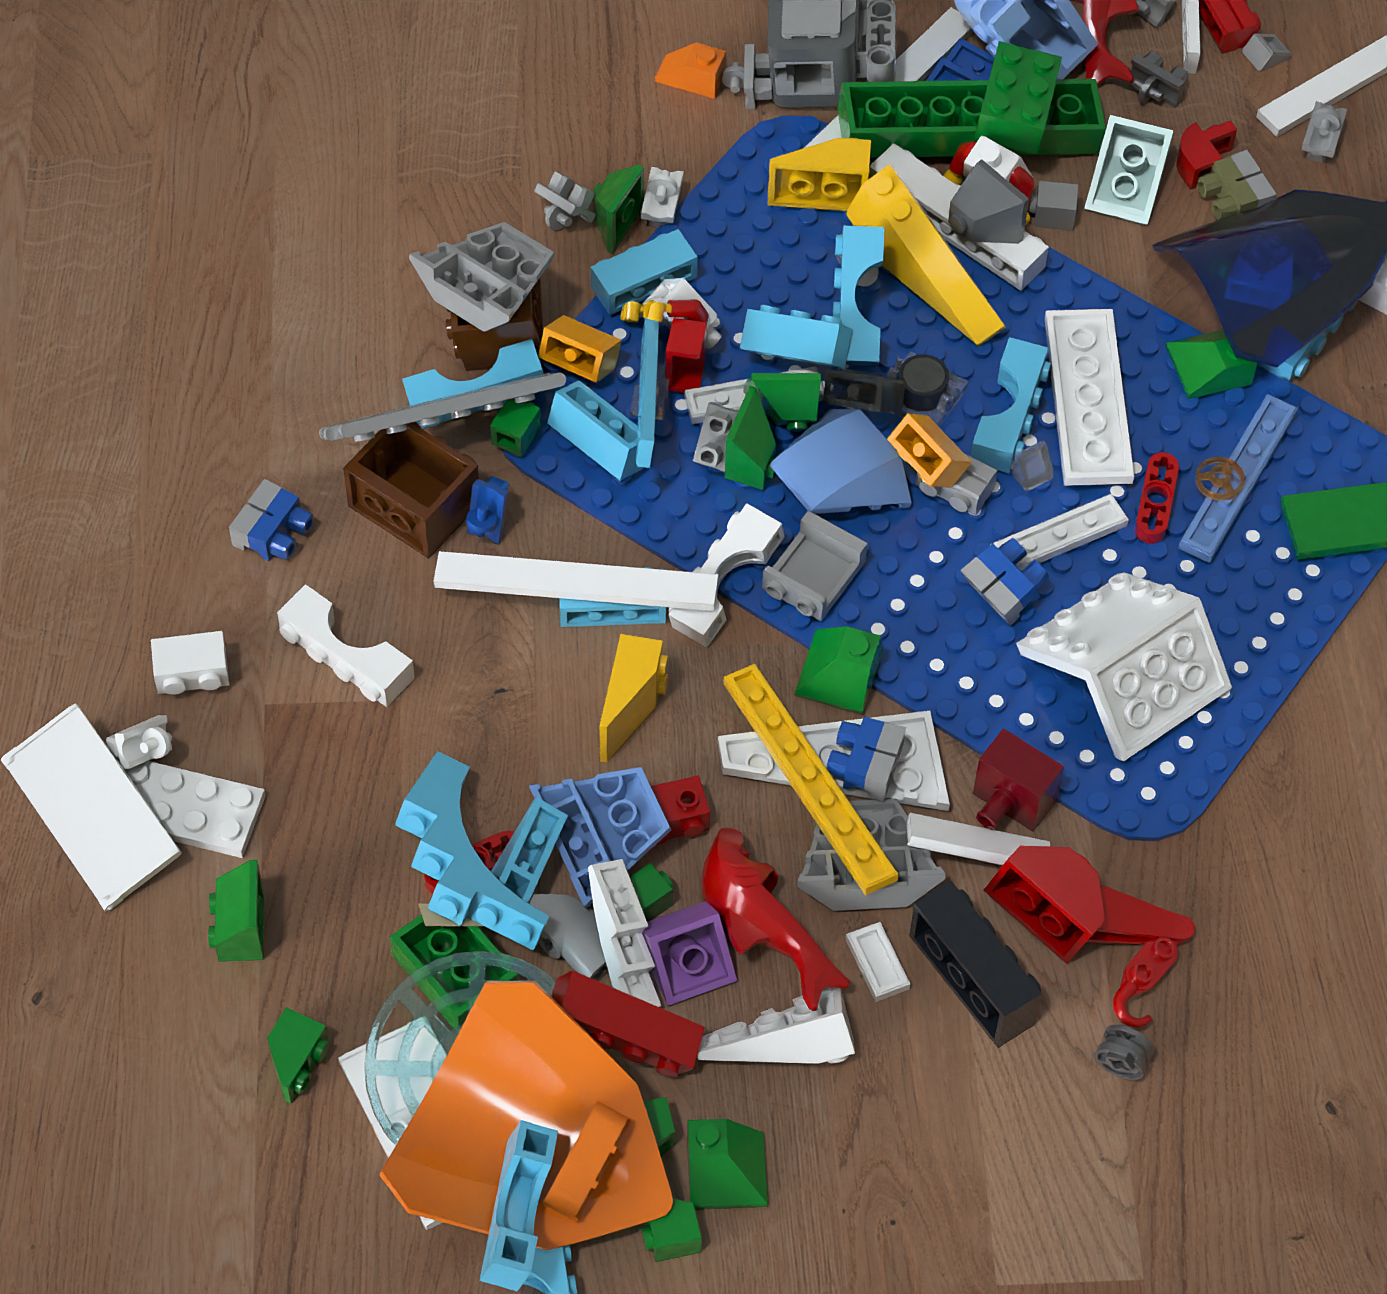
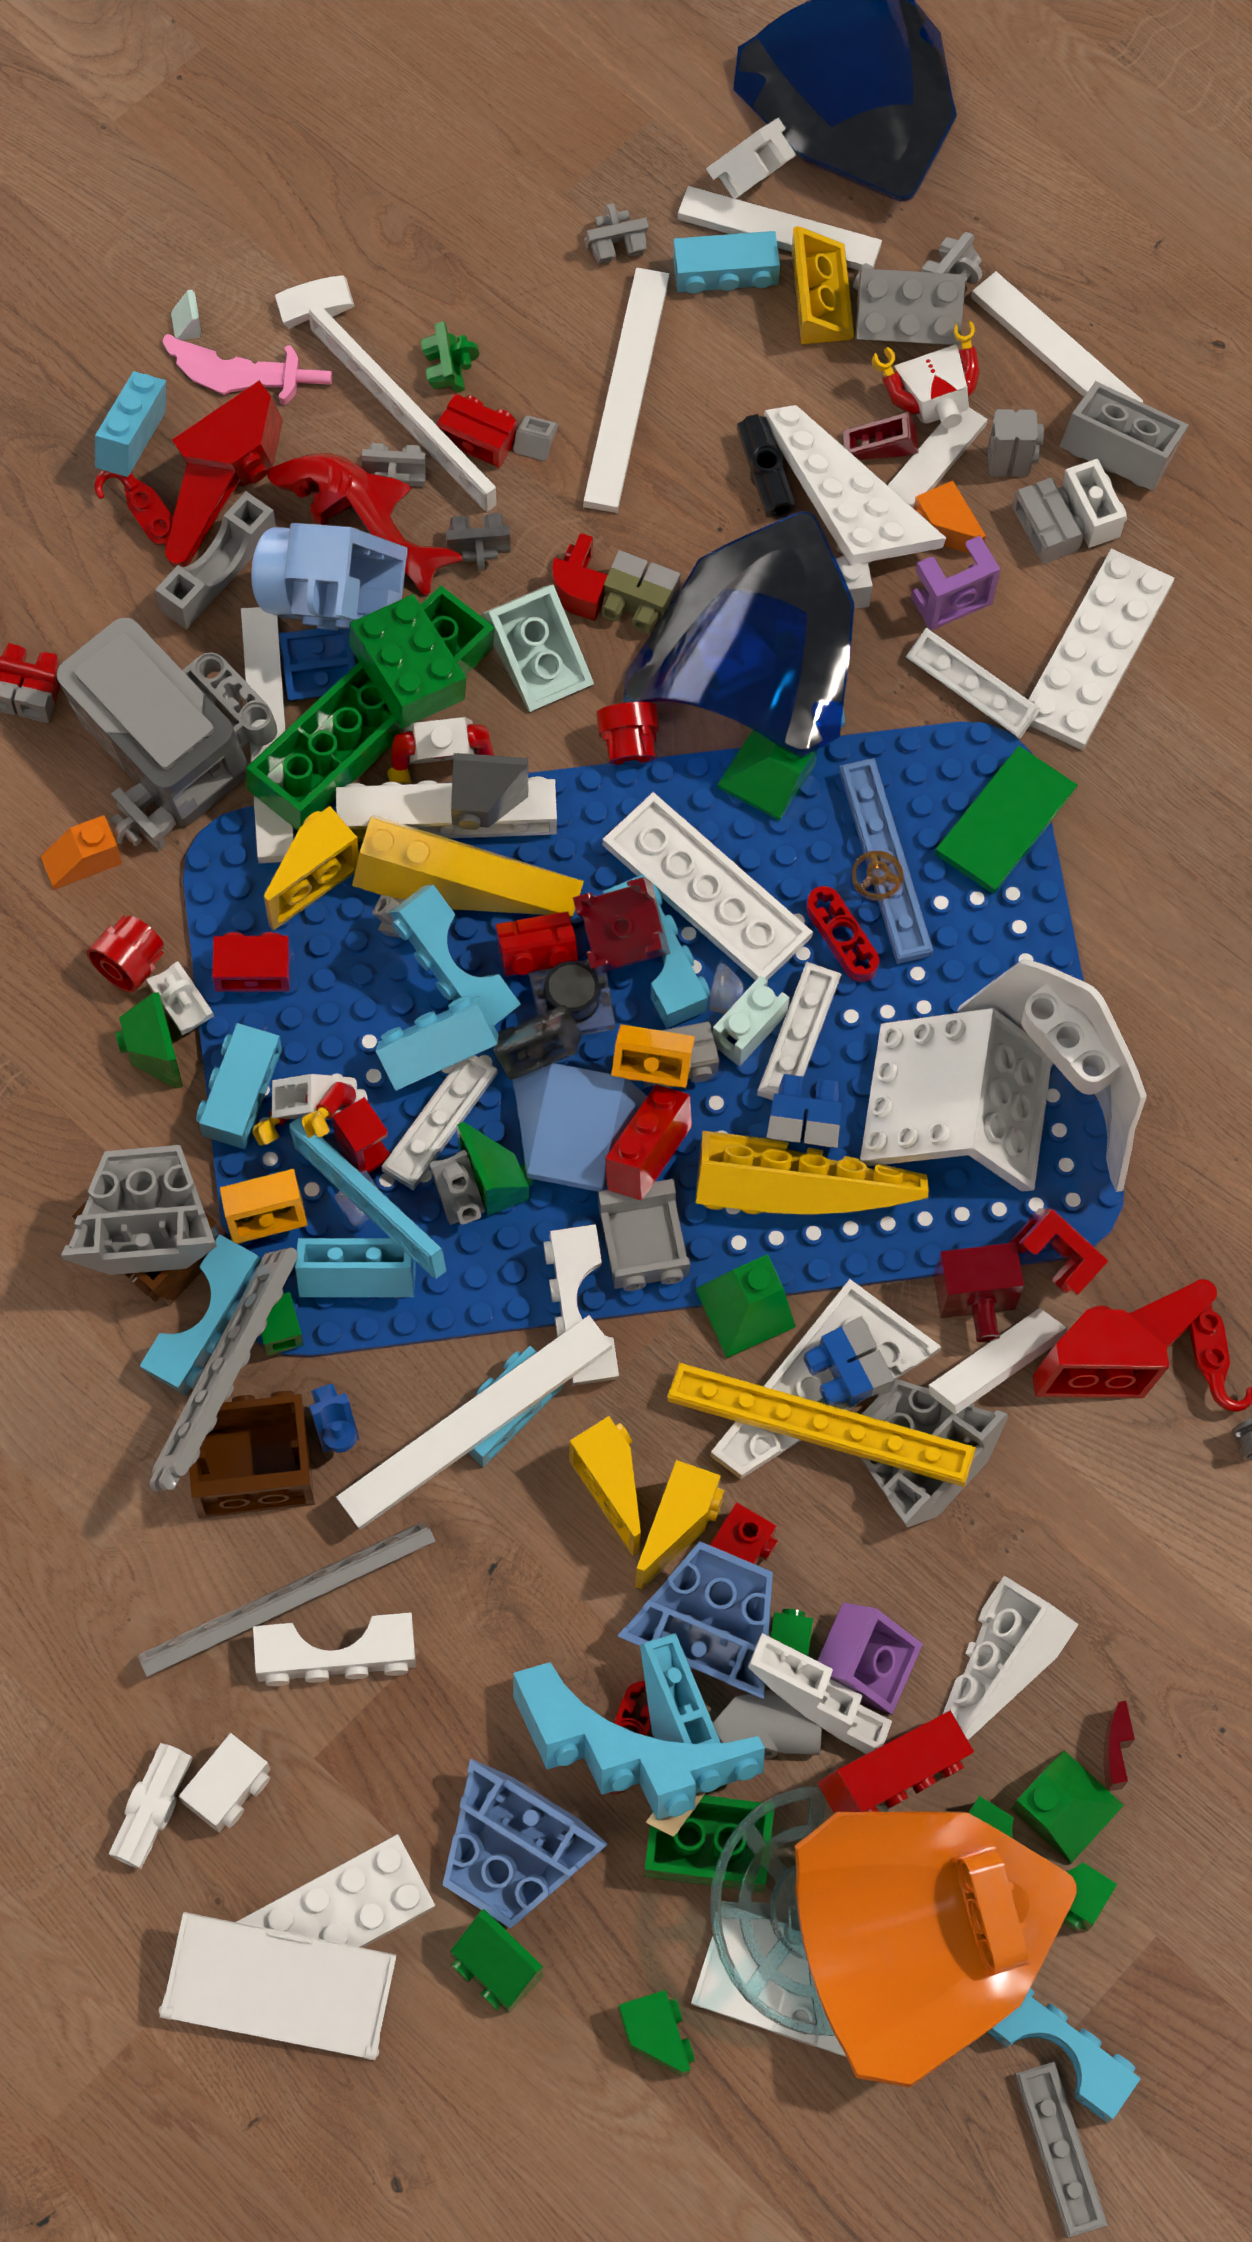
camera: 45 degrees left, 10 degrees up
(130, 639) = (150, 1806): none -> white piece
(141, 742) = (264, 1890): white hips -> none
(268, 521) = (153, 1597): blue hips -> none
(327, 855) = (513, 1845): none -> medium blue wedge
(348, 591) = (285, 1598): none -> light grey tile
(511, 1232) = (1011, 2037): medium azure arch -> none
(563, 207) = (104, 1082): light grey hips -> none
(657, 142) = (126, 953): none -> red piece
(659, 744) = (682, 1516): none -> yellow slope
(727, 205) = (251, 962): none -> red brick
(753, 916) = (896, 1583): red piece -> none
(788, 397) = (484, 1103): green slope -> none
(805, 1153) = (1117, 1736): none -> dark red slope
(873, 506) = (648, 1142): none -> red brick
(877, 961) = (1010, 1528): white tile -> none
(930, 334) = (536, 943): none -> red brick
(945, 606) = (771, 1179): none -> yellow wedge
(975, 963) = (1095, 1465): black brick -> none
(997, 363) = (622, 926): none -> dark red panel
(1028, 495) = (750, 1021): none -> light aqua brick
(1054, 205) = (511, 729): light grey brick -> none
(1098, 780) = (1084, 1259): none -> red panel
(1136, 262) = (629, 731): none -> red piece
(1226, 614) = (1081, 1039): none -> white windscreen
(1323, 132) = (657, 479): light grey hips -> none

